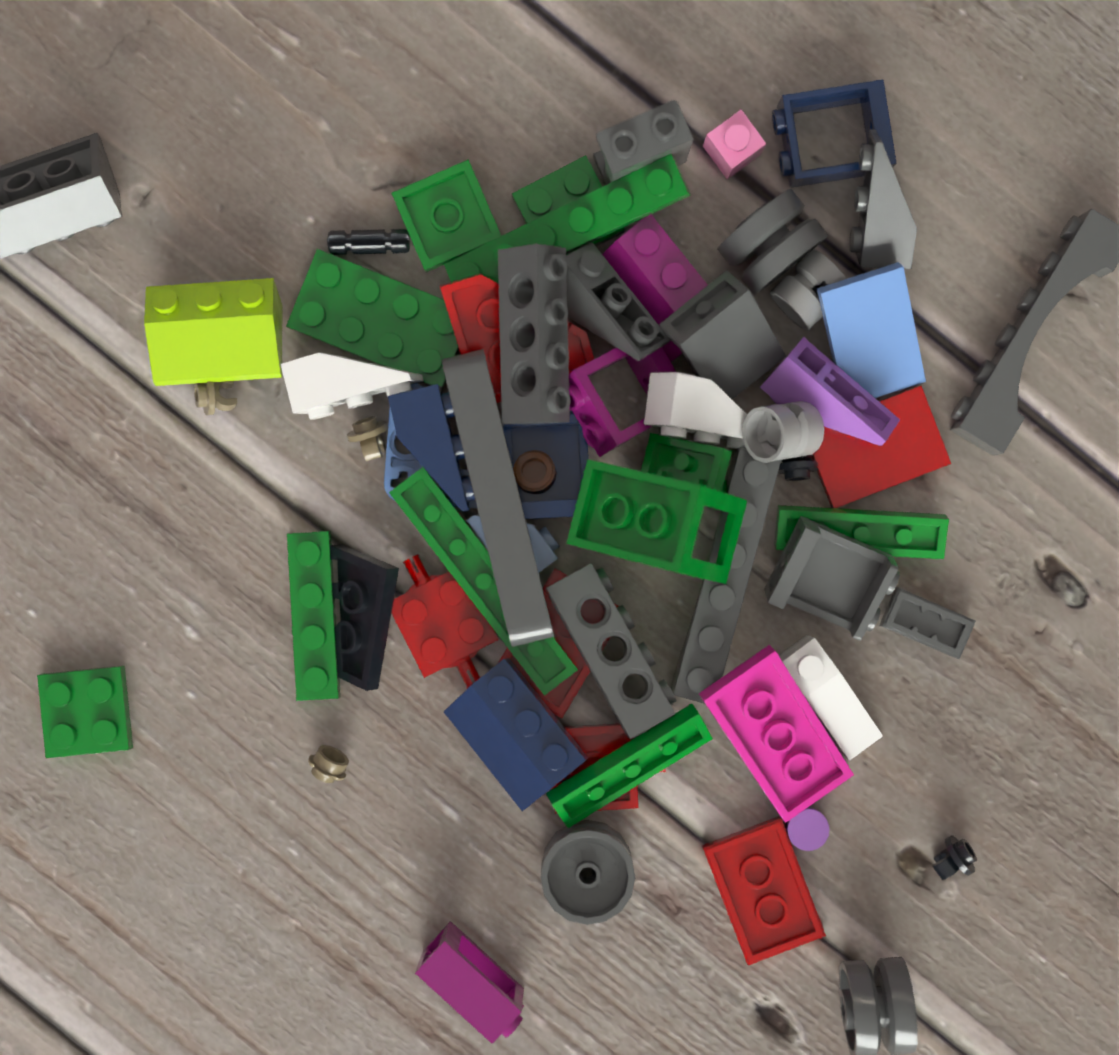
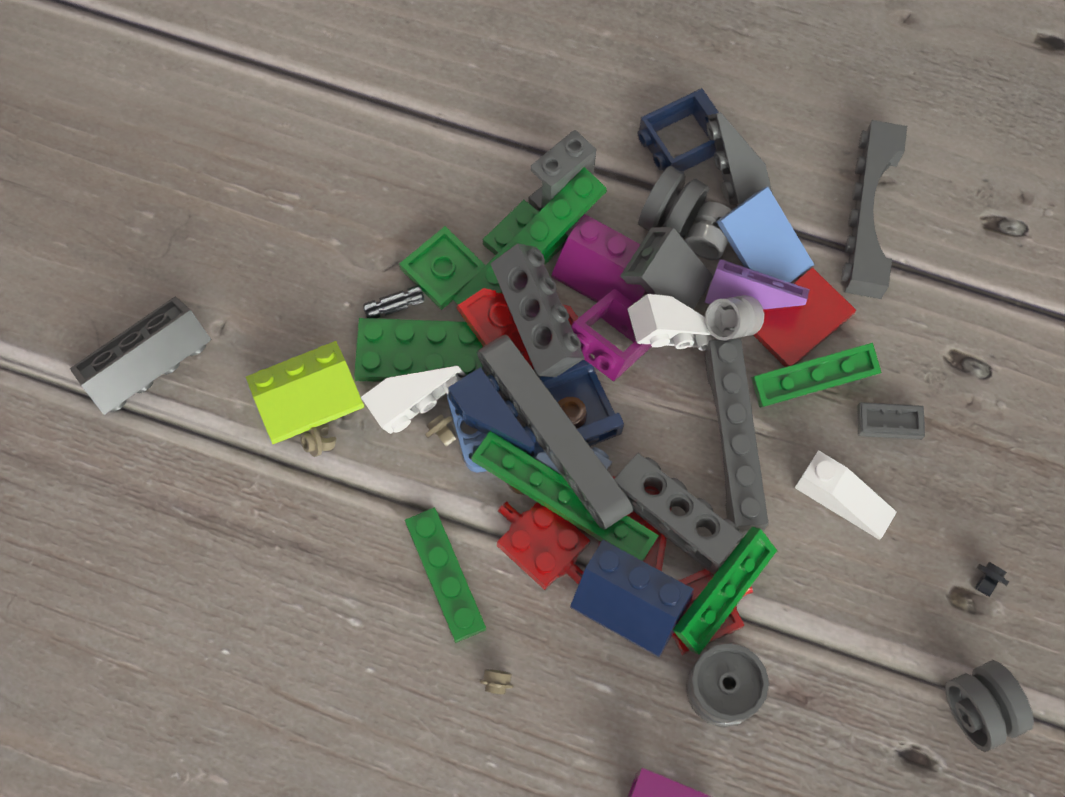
camera: 25 degrees left, 20 degrees down
(85, 711) = (291, 711): green plate -> none
(366, 603) = (482, 549): black wing -> none
(607, 306) = (581, 280): dark grey slope -> none
(658, 510) = (670, 393): green piece -> none
(734, 144) = (621, 159): bright pink brick -> none
(763, 890) = (863, 658): red tile -> none
(776, 733) = (822, 529): dark pink plate -> none
(797, 468) = (754, 346): black plate -> none
(808, 829) = (874, 598): medium lavender tile -> none
(832, 577) = (811, 410): dark grey panel -> none

